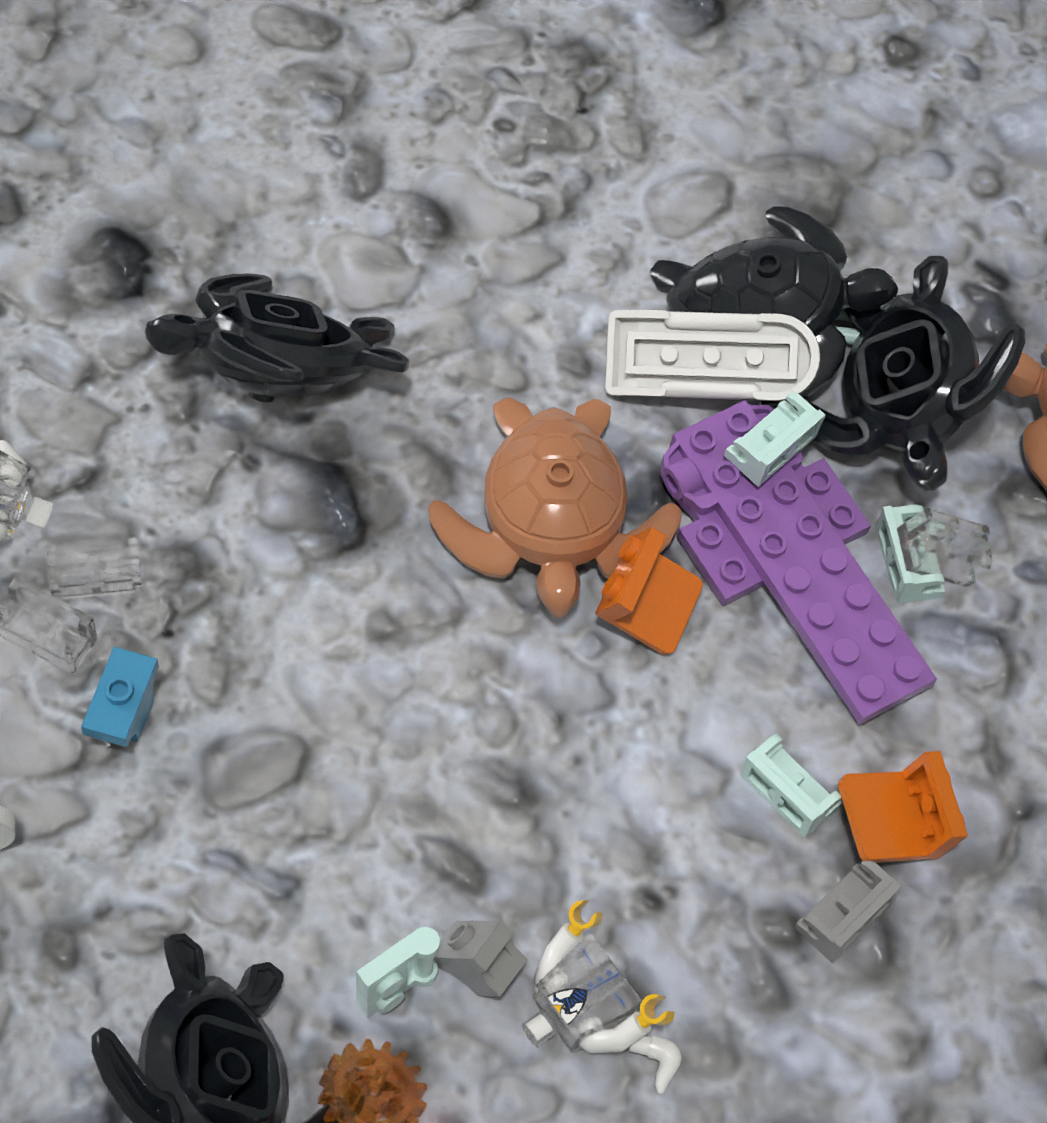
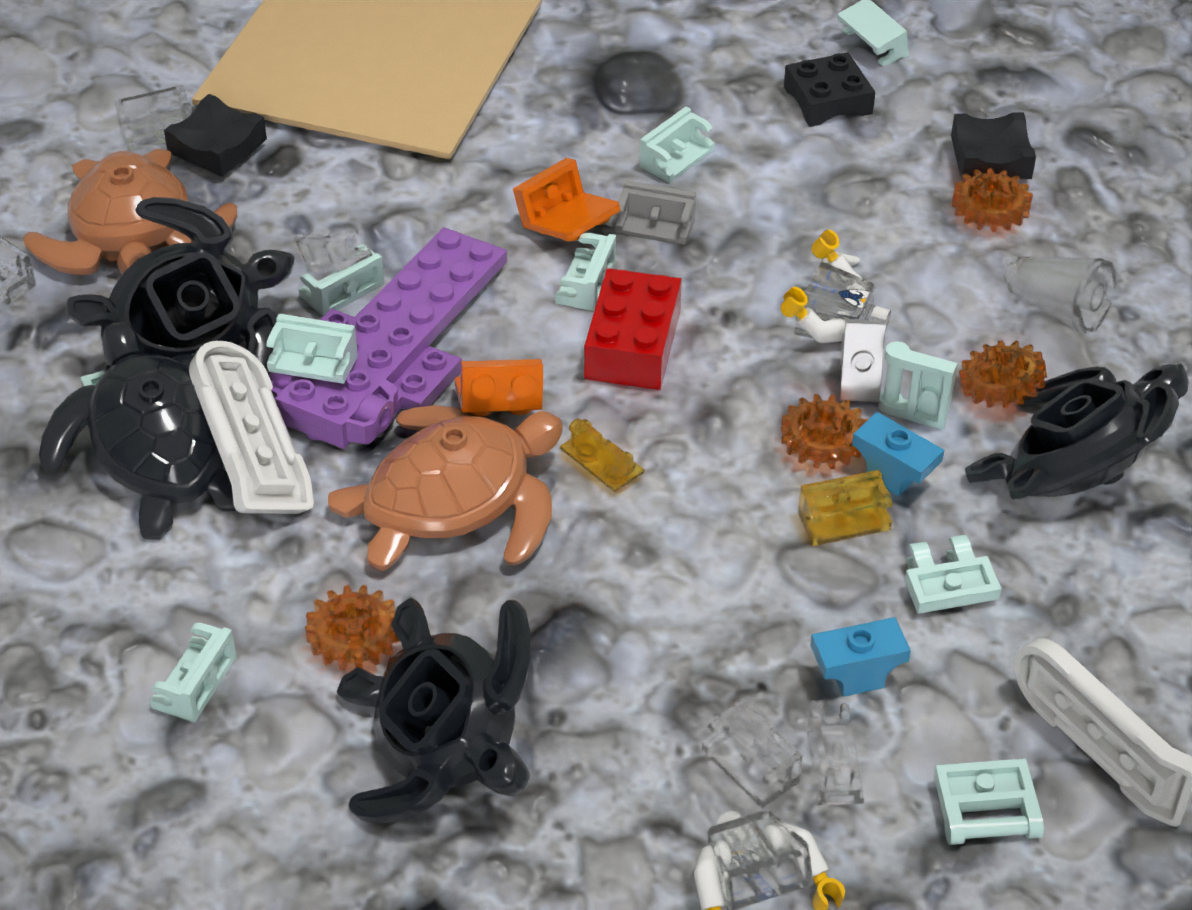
camera: 115 degrees left, 15 degrees down
(150, 848) = (950, 584): none -> light aqua plate
(304, 818) = (845, 507): none -> clear yellow hinge
(329, 898) = (896, 452): none -> dark azure brick
(392, 862) = (822, 431): none -> clear orange gear
(439, 349) = (351, 627): none -> clear orange gear
(468, 229) = (196, 673): none -> light aqua hinge
(516, 652) = (600, 456): none -> clear yellow hinge
(669, 770) = (632, 329): none -> red brick
(960, 1004) = (675, 145): none -> light aqua hinge

